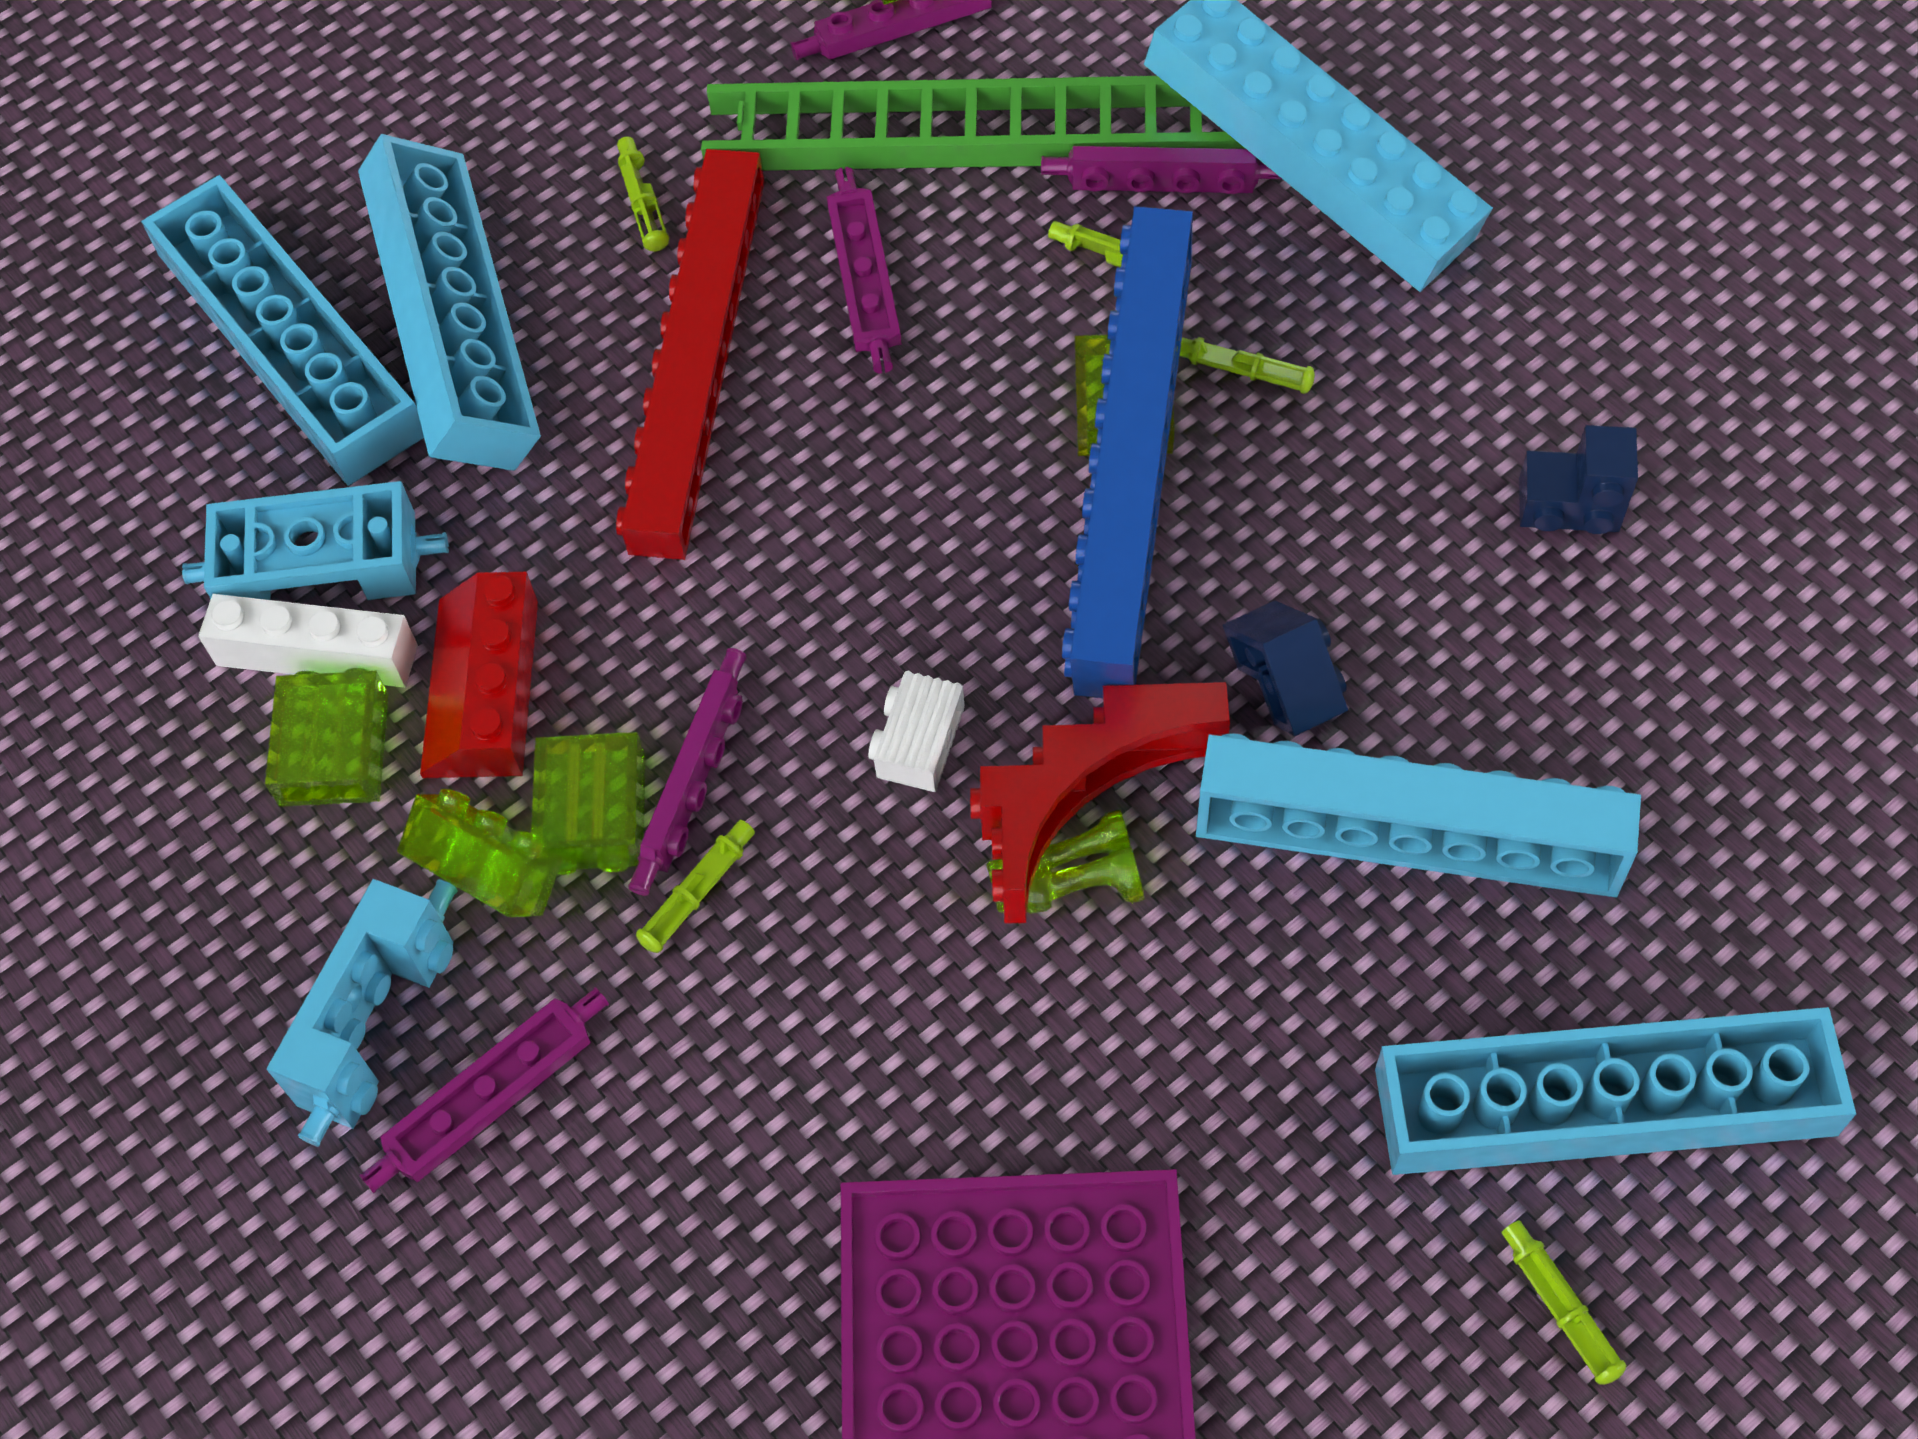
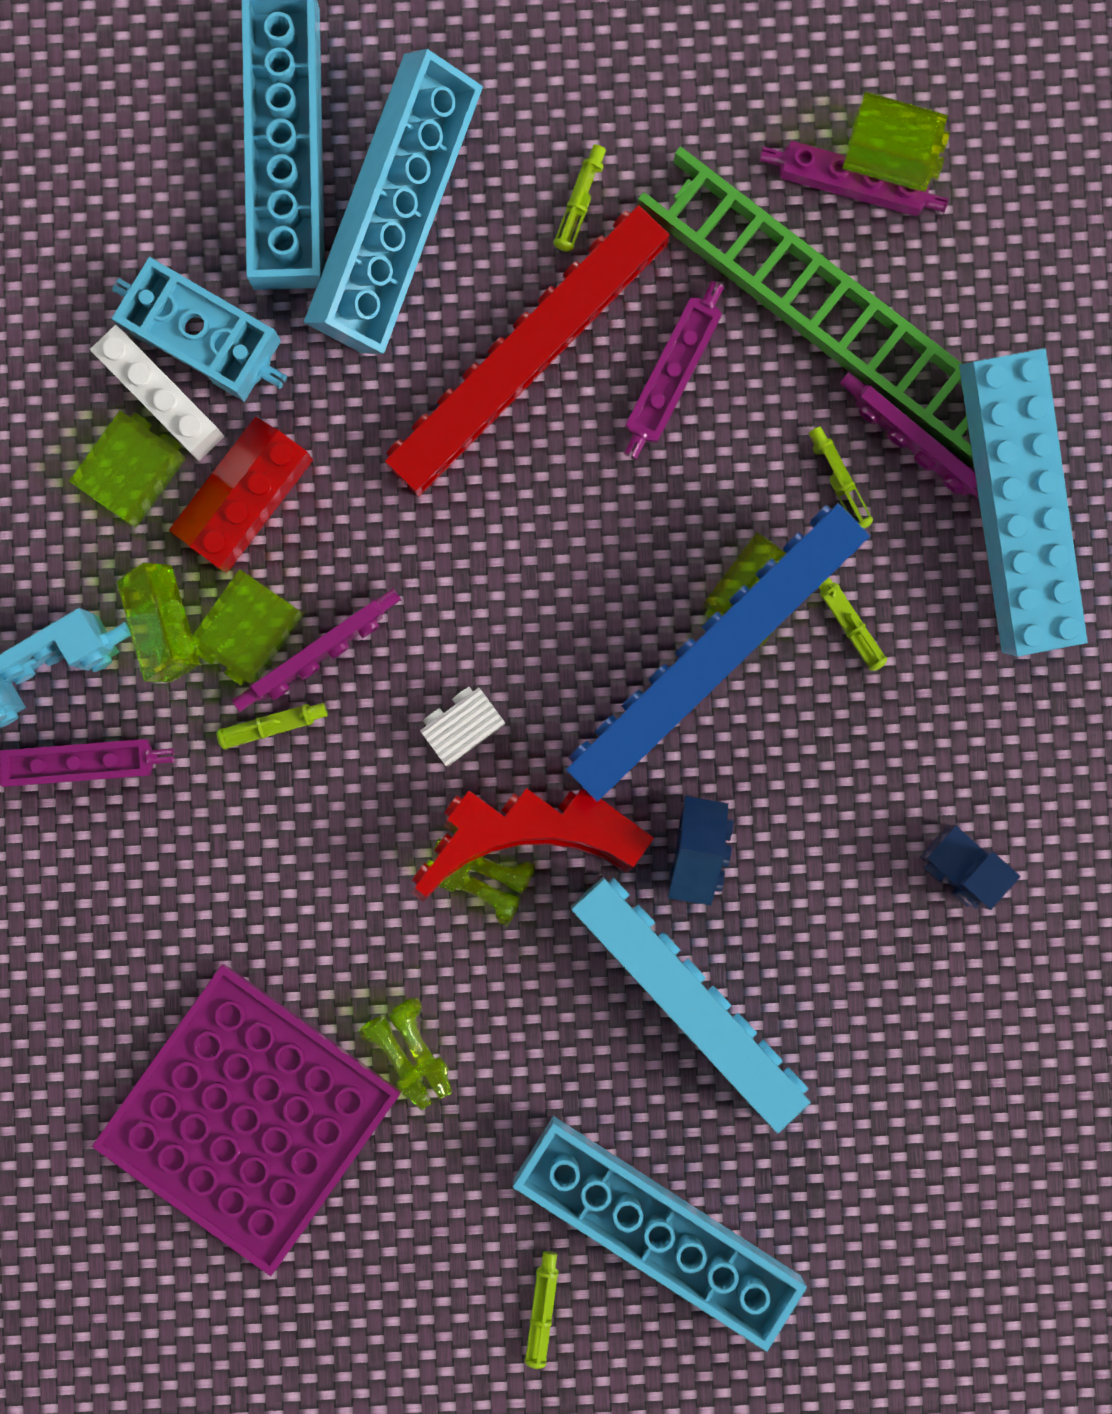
camera: 30 degrees right, 25 degrees up
(1170, 1142) = (434, 1068): none -> clear neon green piece

